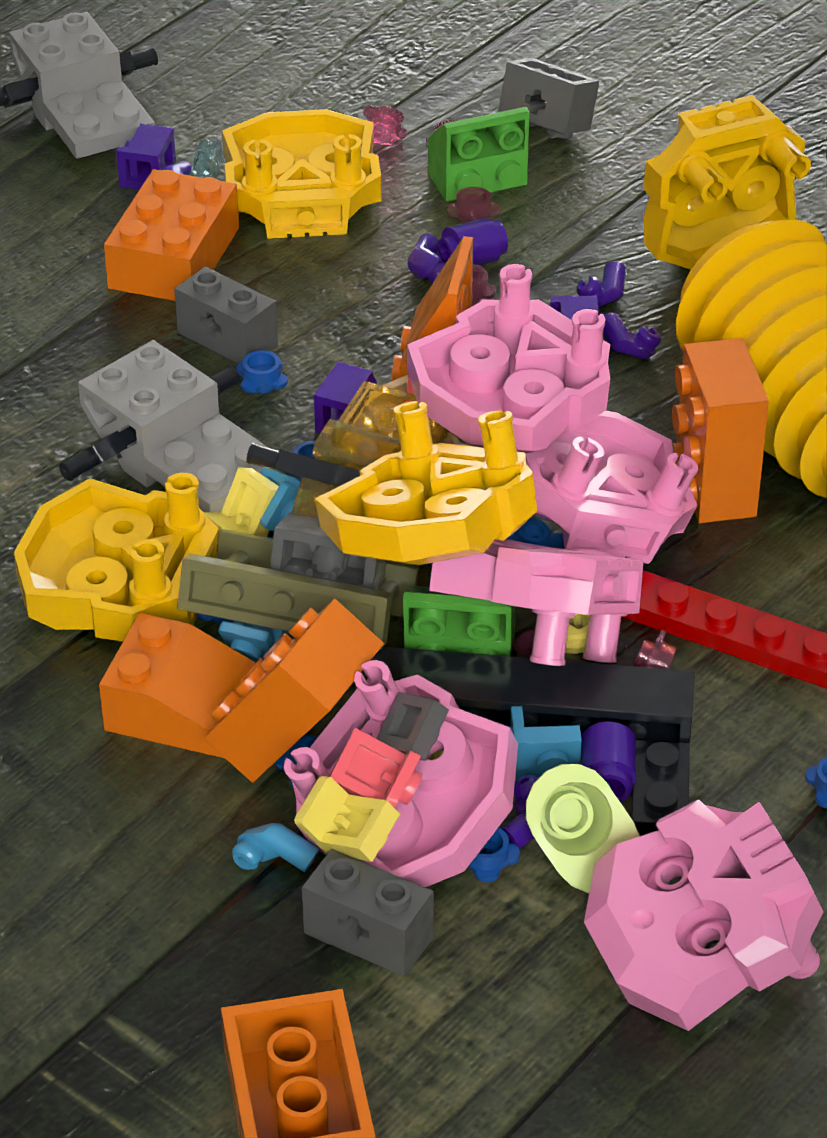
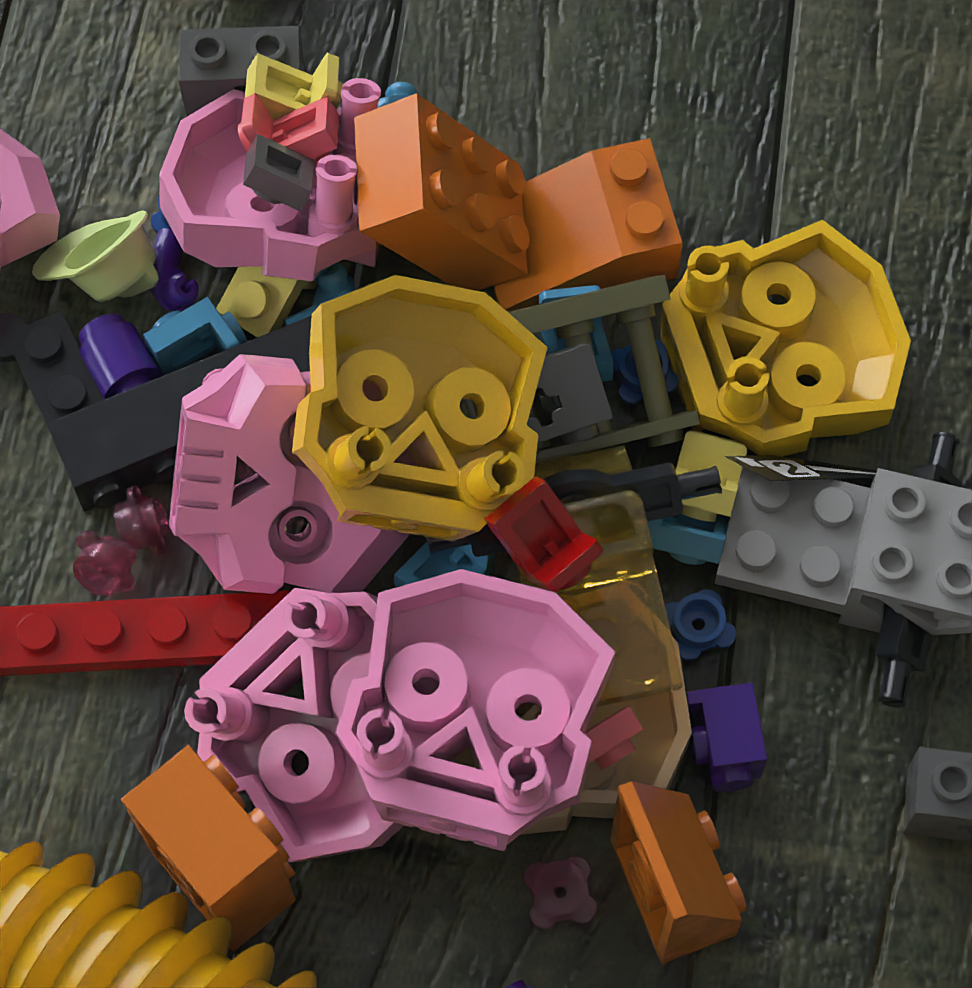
camera: 150 degrees right, 25 degrees up
(202, 466) = (786, 469): none -> sticker
(261, 372) = (873, 727): blue plate -> none
(383, 422) = (543, 537): none -> red bracket
(697, 647) = (104, 564): none -> clear pink plate

